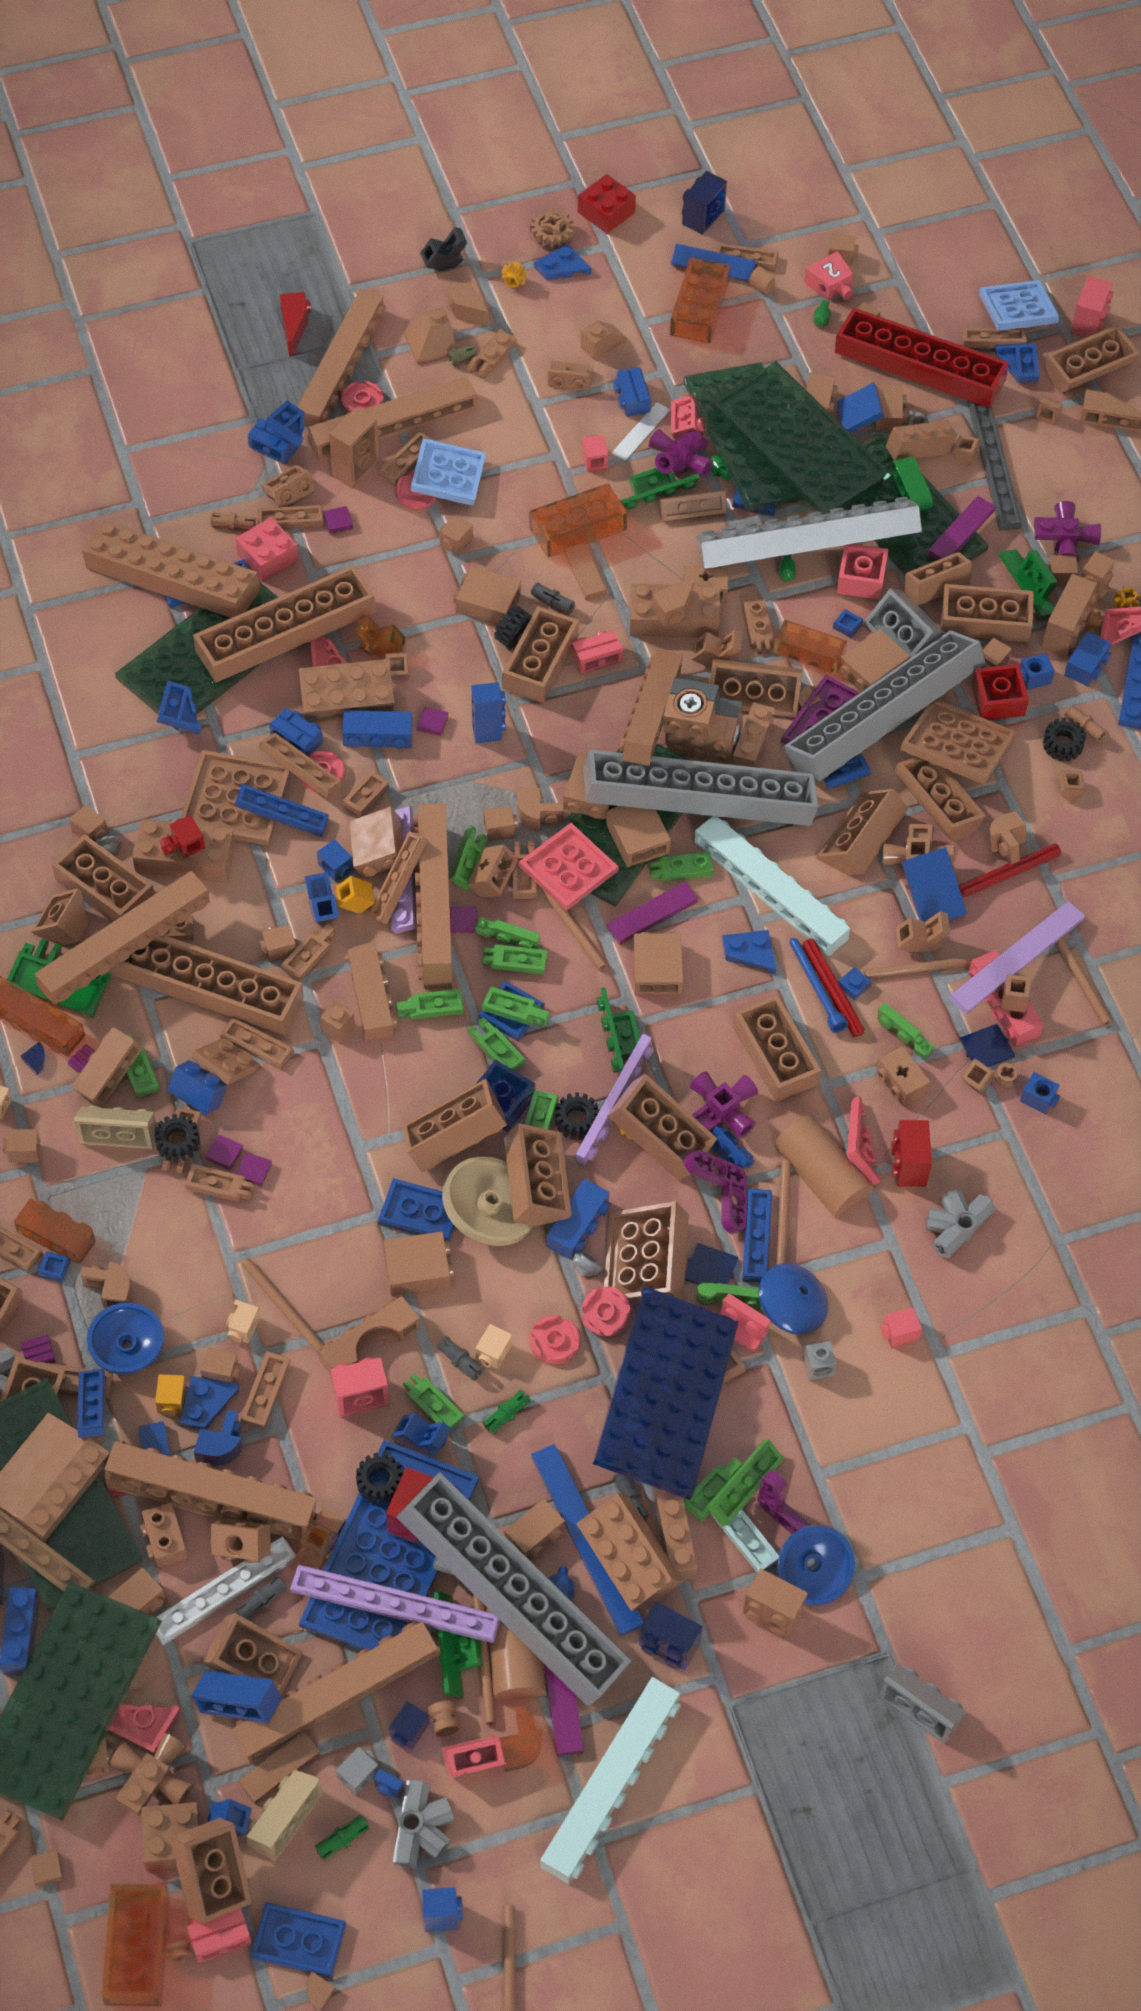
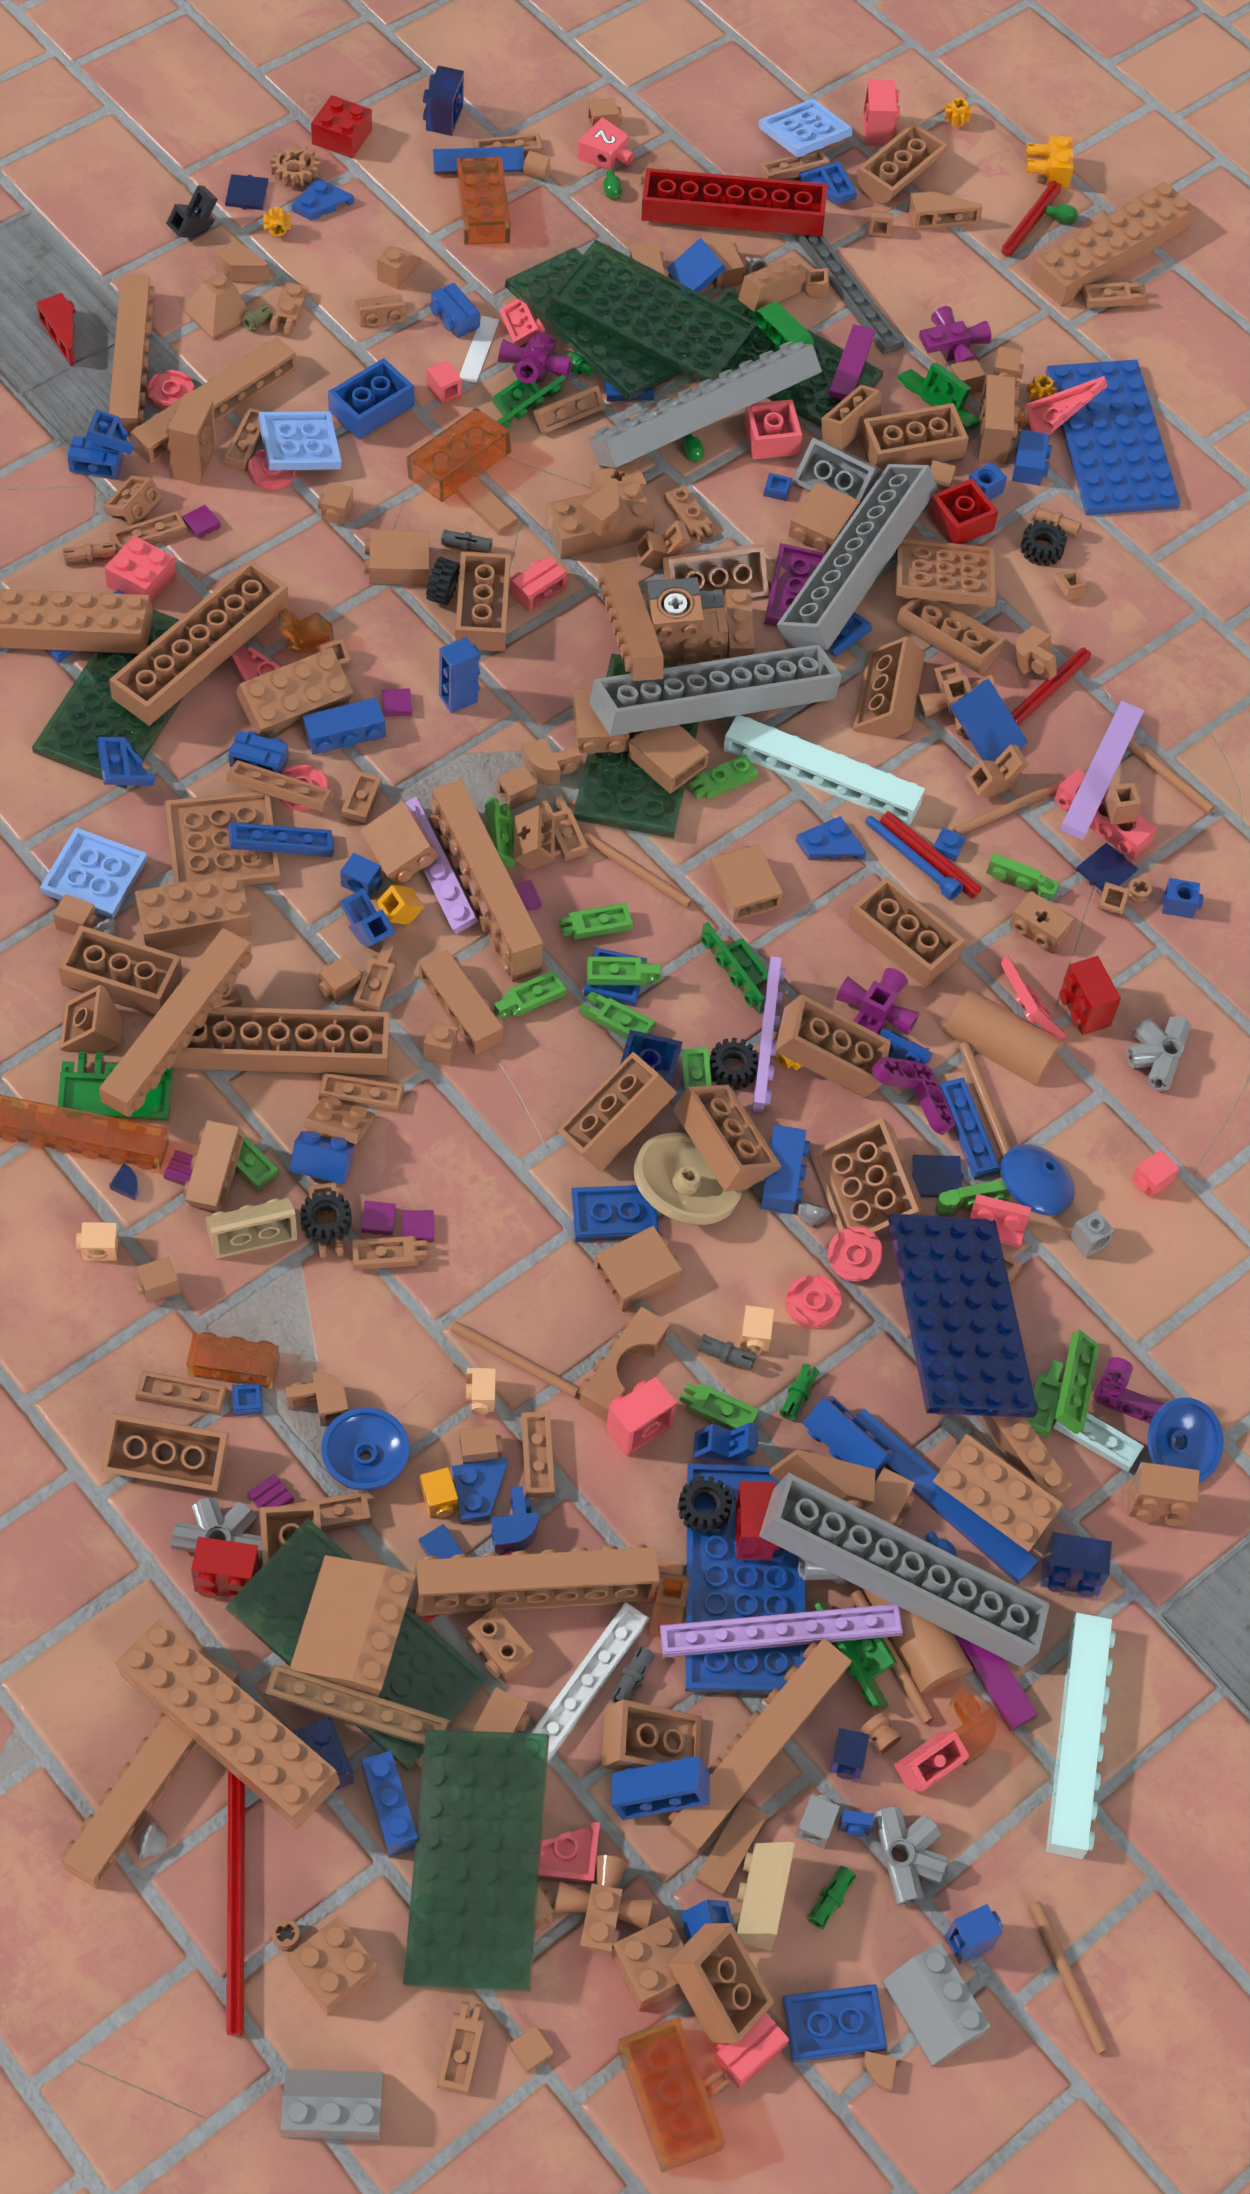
camera: 25 degrees left, 0 degrees up
(91, 1403) = (367, 1529): blue tile -> none
(120, 793) = (94, 872): none -> light blue plate
(184, 836) = (195, 894): red brick -> none
(253, 1534) = (599, 1608): nougat brick -> none
(386, 1956) = (936, 2004): none -> light grey slope
(398, 877) = (441, 872): nougat tile -> none
(488, 1493) = (840, 1478): none -> nougat slope
(502, 241) = (247, 192): none -> clear blue piece
(508, 933) = (577, 897): bright green hinge -> none
(524, 451) = (371, 398): none -> blue brick
(527, 1463) = (847, 1435): none -> blue brick
(568, 866) = (612, 809): coral plate -> none
(652, 913) = (714, 833): magenta tile -> none
(809, 646) = (752, 519): clear orange brick -> none

